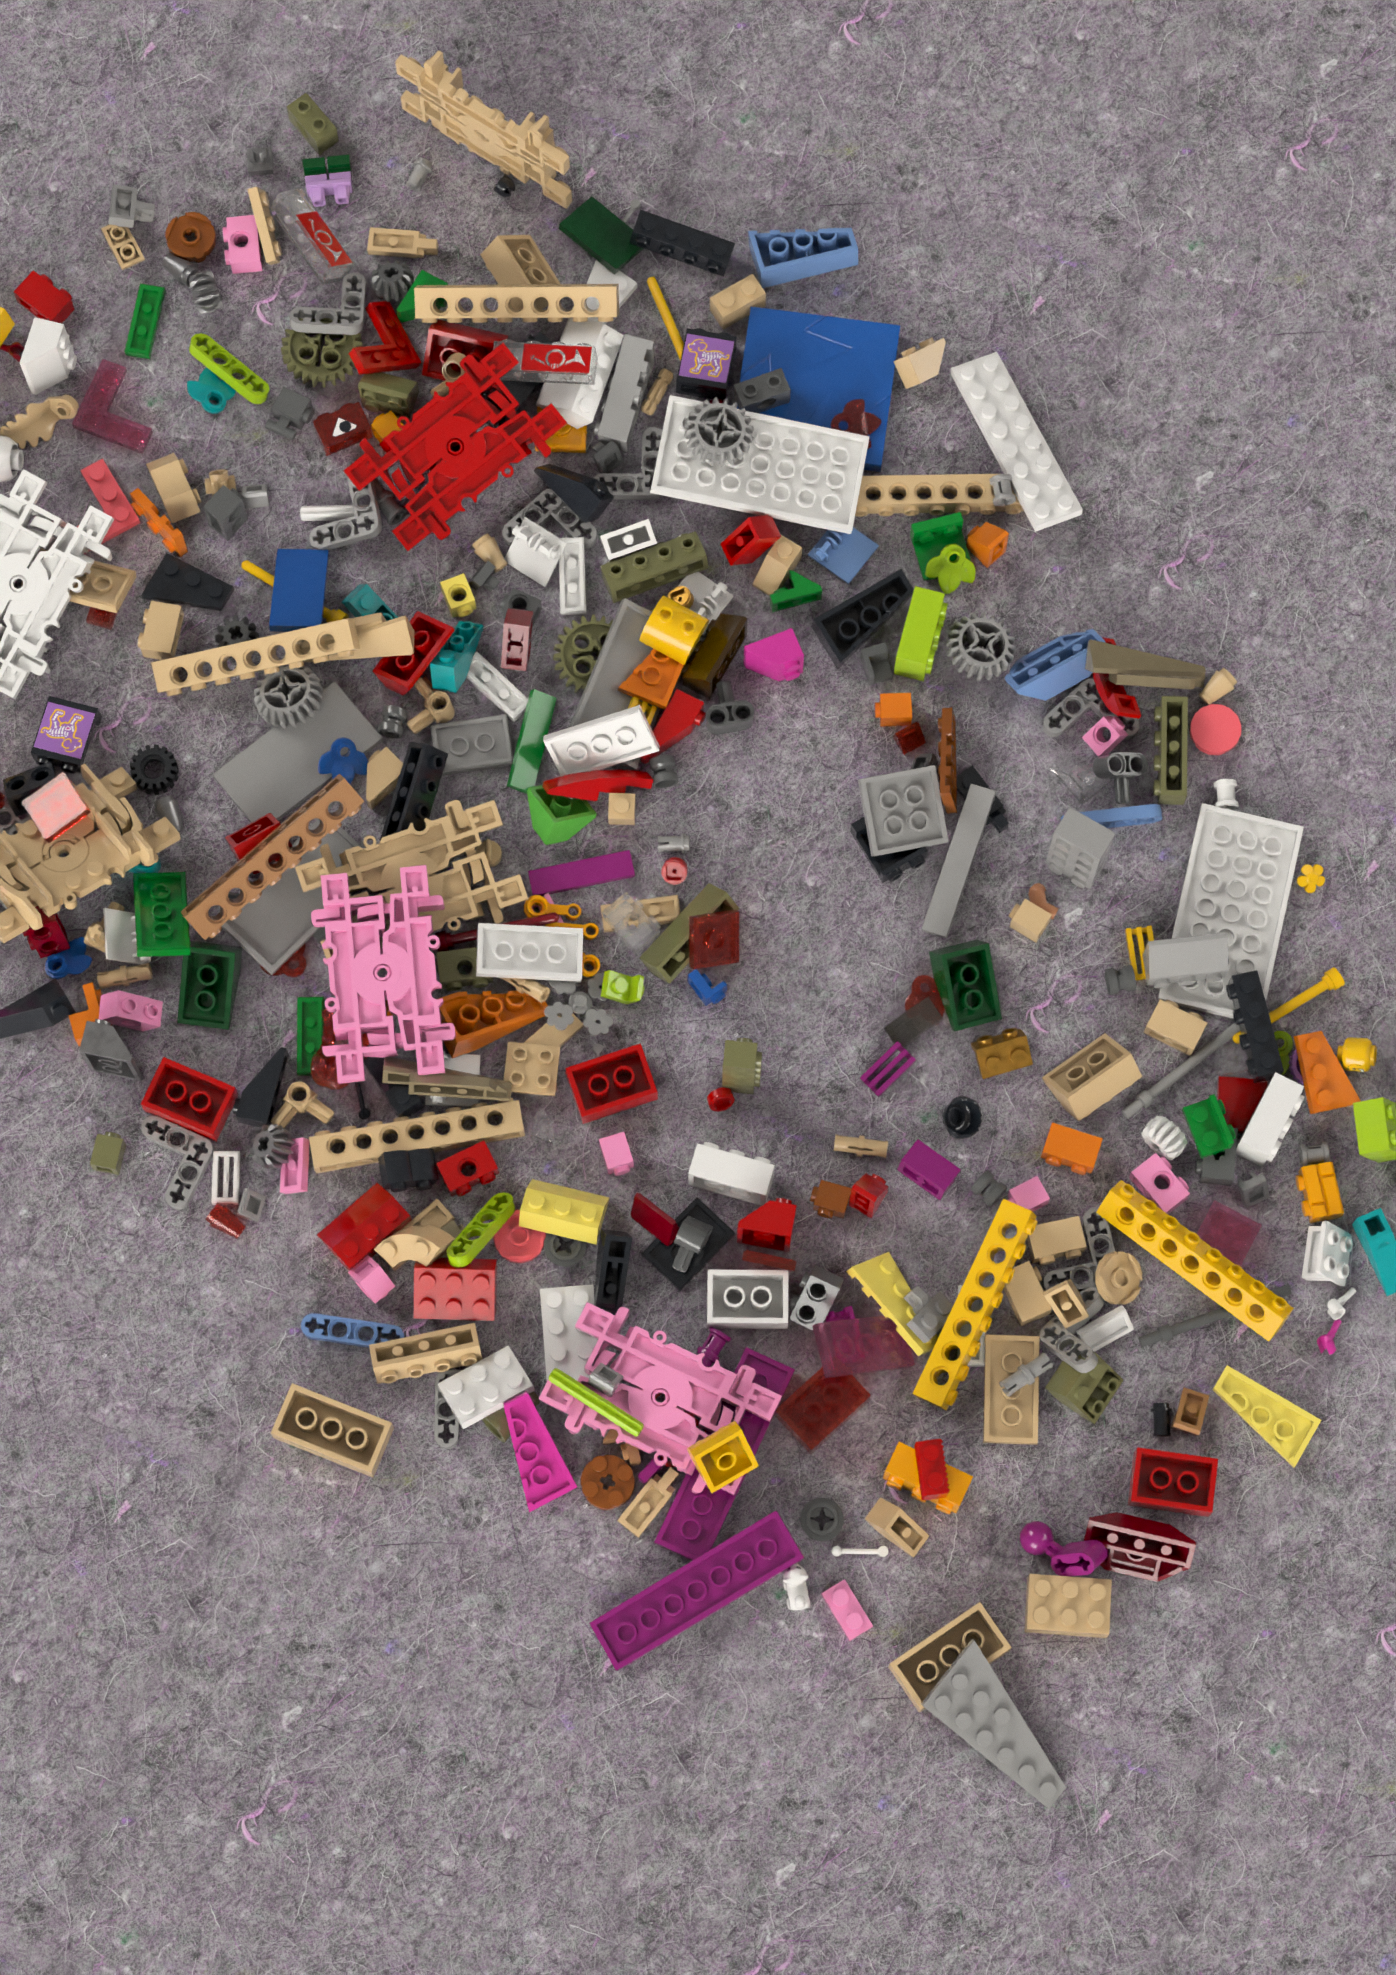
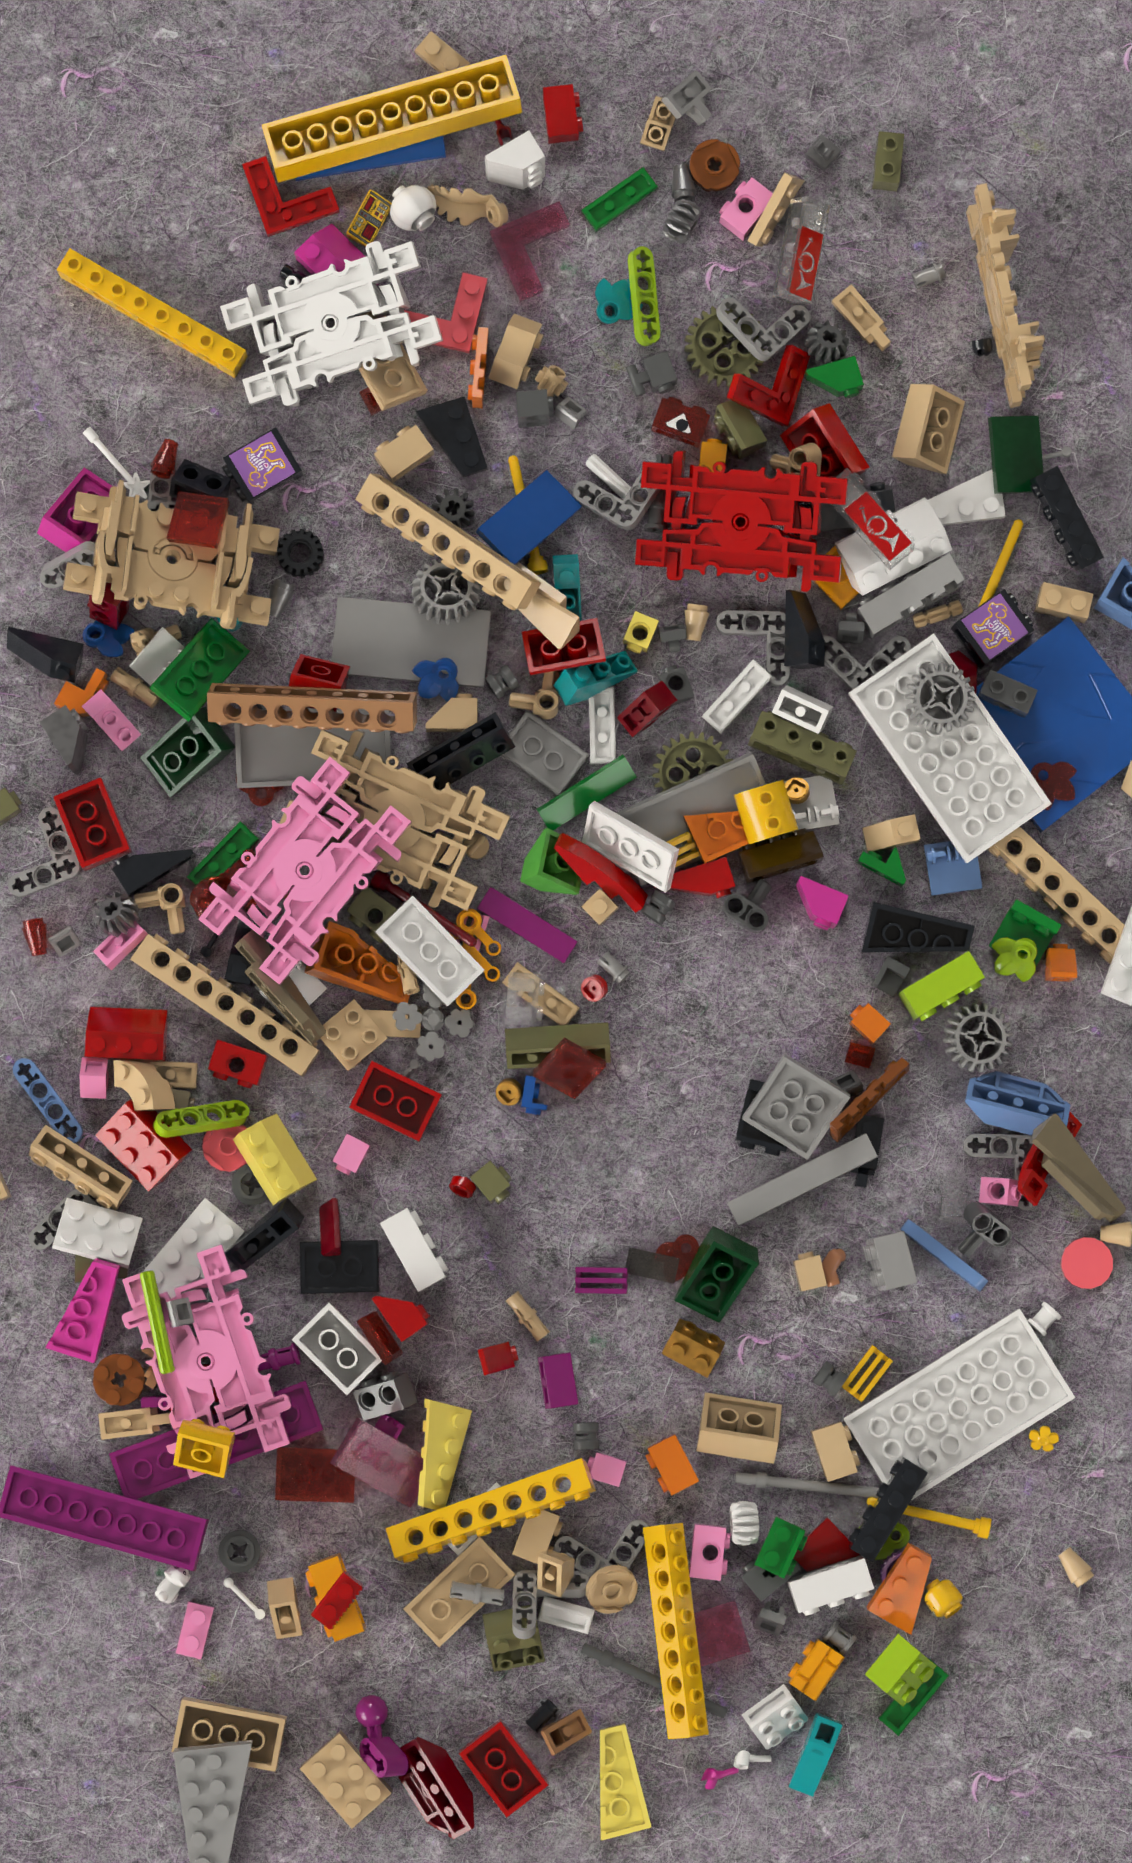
camera: 40 degrees right, 10 degrees up
(236, 1177) = (75, 881): white tile -> none
(339, 179) = (848, 210): lavender hips -> none
(408, 1169) = (195, 1024): black brick -> none
(534, 551) = (727, 652): white hinge -> none
(605, 293) = (891, 435): tan brick -> none
(622, 987) = (473, 1038): lime bracket -> none
(686, 1001) = (509, 1091): none -> pearl gold tile
(692, 1239) = (338, 1269): dark grey beam -> none
(750, 540) = (889, 797): red brick -> none
(830, 1199) = (467, 1334): dark orange brick -> none
(929, 1313) = (454, 1484): light grey hinge -> none
(962, 1117) = (617, 1367): black hair -> none
(1002, 490) = (1108, 938): light grey bush -> none
(1056, 1240) = (596, 1519): tan brick -> none
(1172, 750) = (1041, 1245): olive brick -> none
(1186, 960) = (885, 1415): light grey slope -> none

